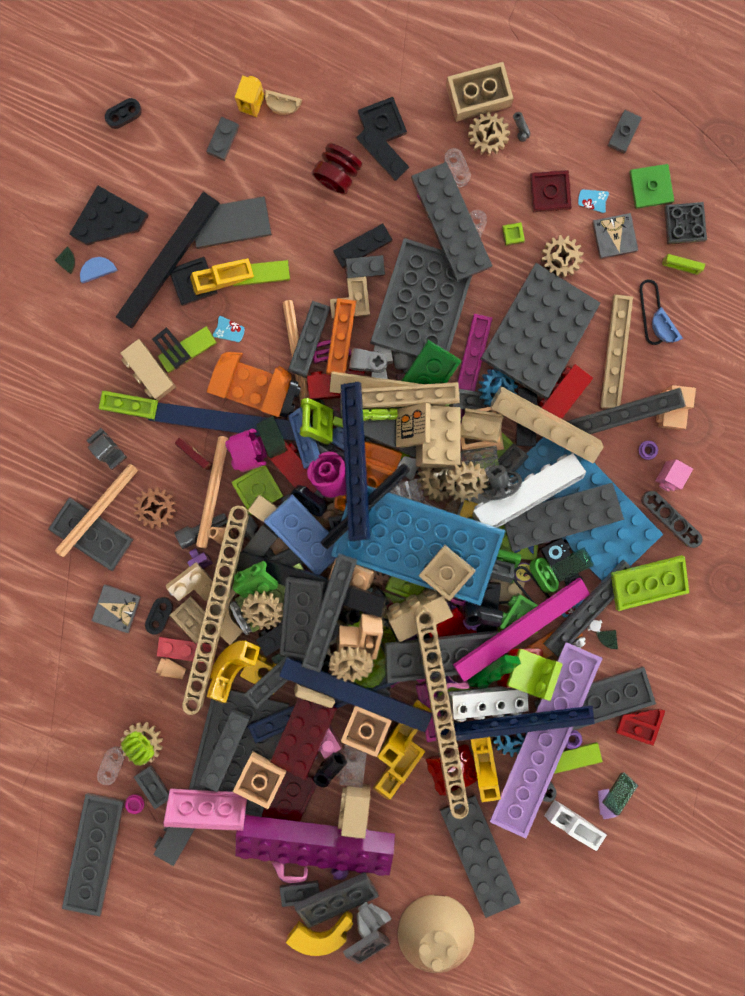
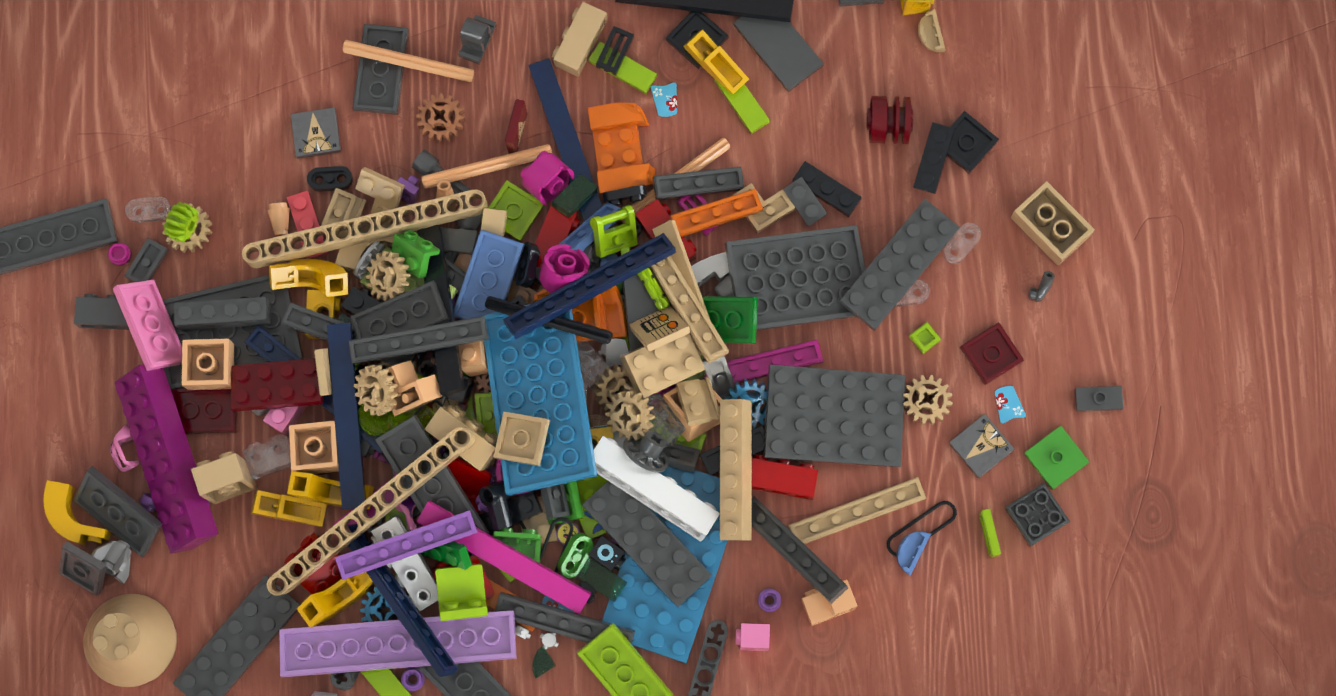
camera: 65 degrees right, 10 degrees down
(128, 404) = (534, 38): lime tile -> none
(297, 892) = (104, 464): dark grey plate -> none
(329, 769) = (253, 432): black piece -> none
(364, 361) = (704, 248): light grey piece -> none
(480, 130) = (1006, 259): tan gear -> none
(480, 699) = (406, 545): none -> medium lavender plate

